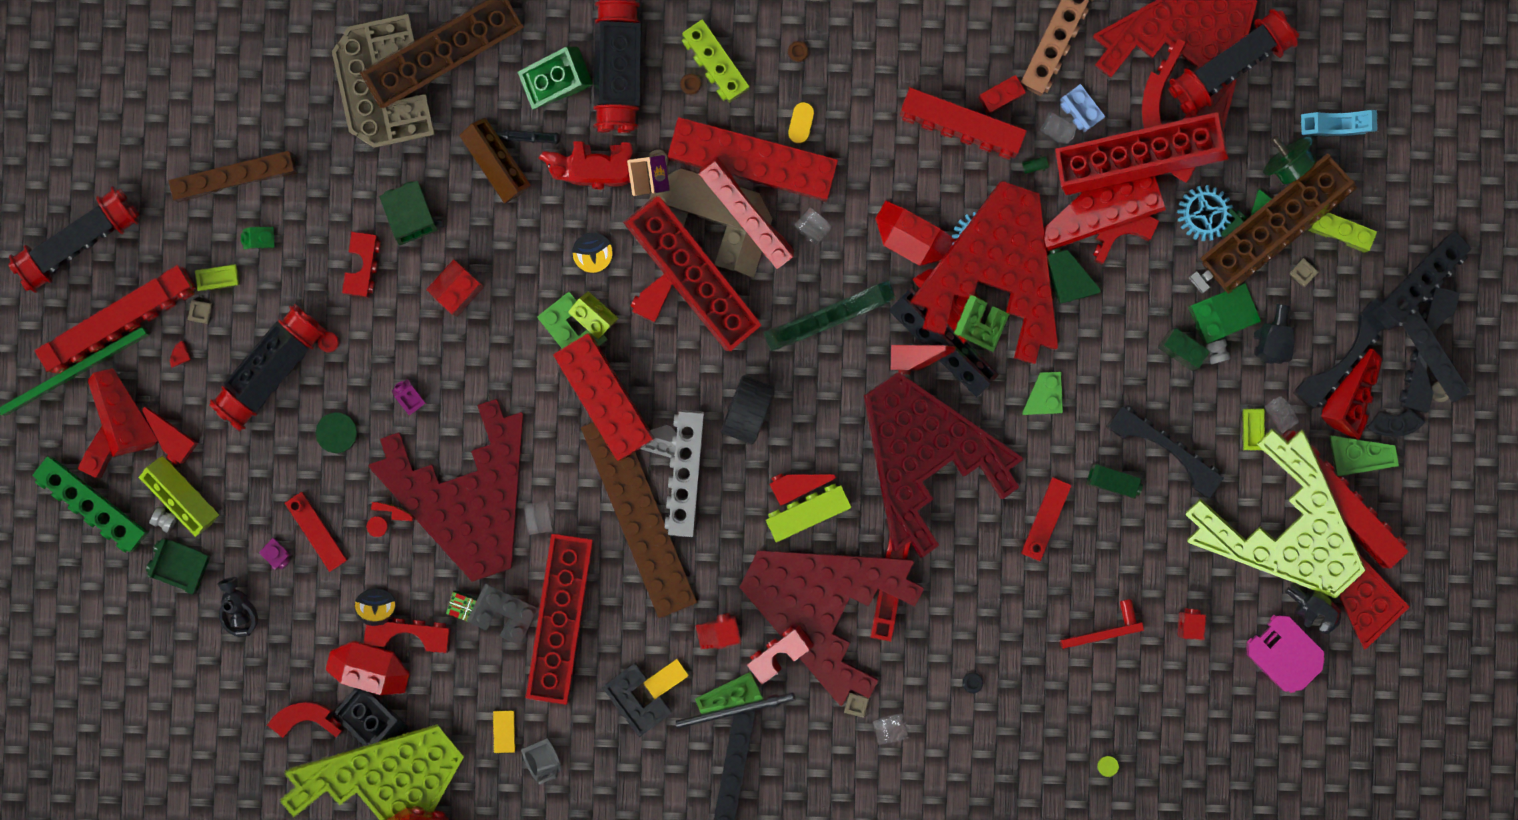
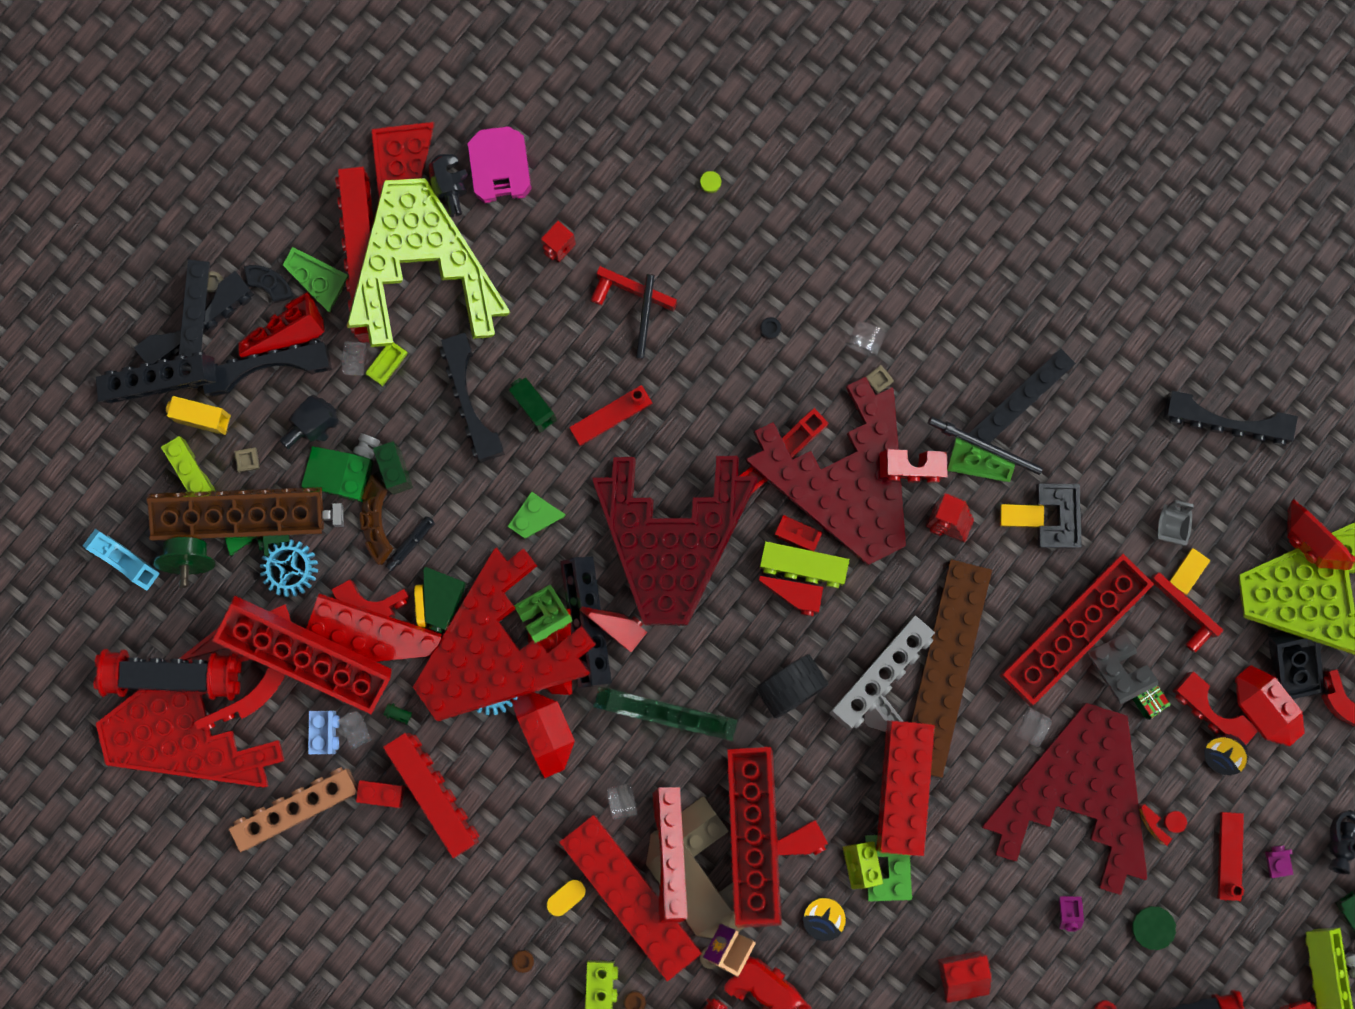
camera: 140 degrees left, 5 degrees down
(458, 697) = (1208, 626): none -> red piece
(830, 534) = (798, 534): none -> red hinge
(1078, 617) = (645, 315): none -> black bar
(1081, 259) = (420, 605): none -> yellow tile
(1126, 303) = (410, 543): none -> black piece
(1169, 297) = (372, 522): none -> reddish brown tile
(1367, 277) = (198, 415): none -> yellow brick

